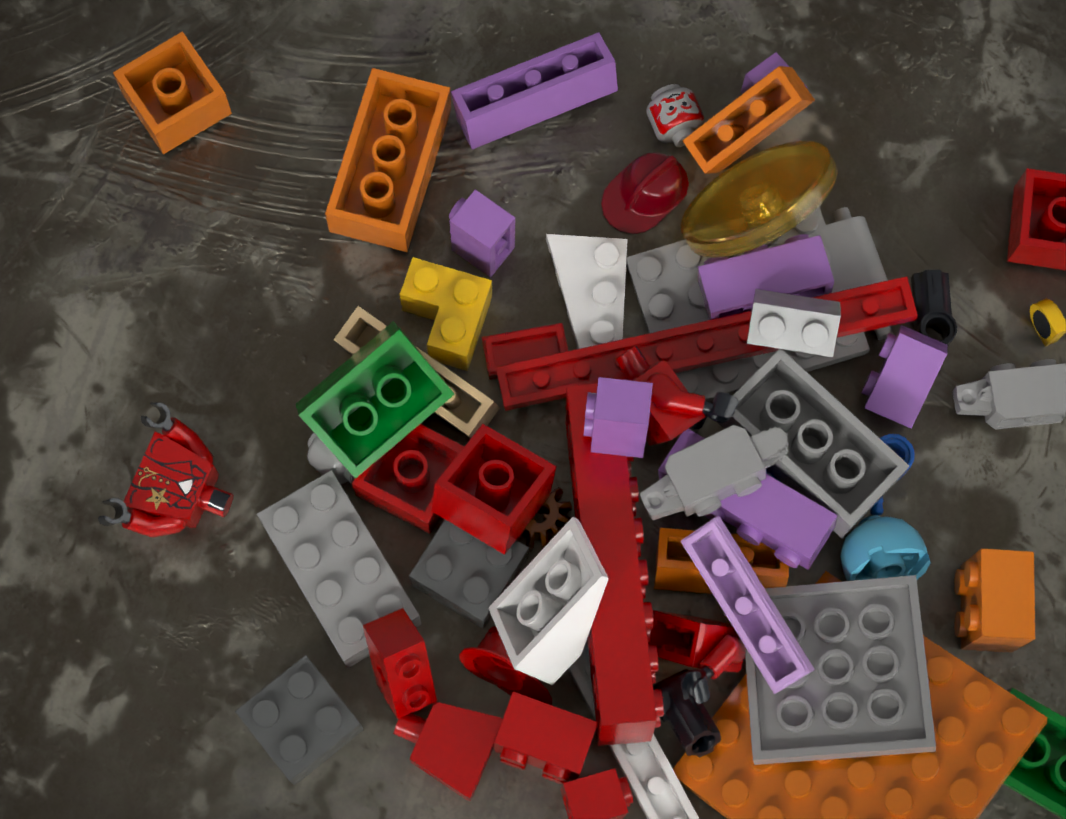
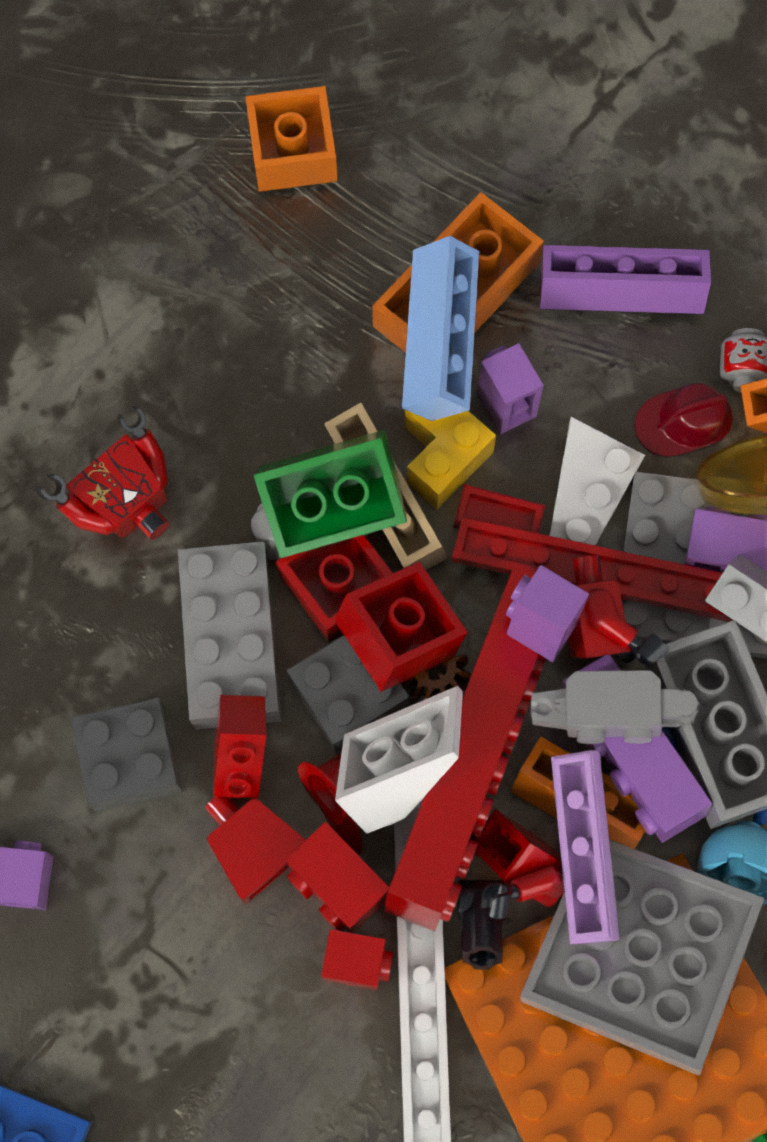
camera: 30 degrees right, 0 degrees up
(400, 208) = (441, 329): none -> light blue brick

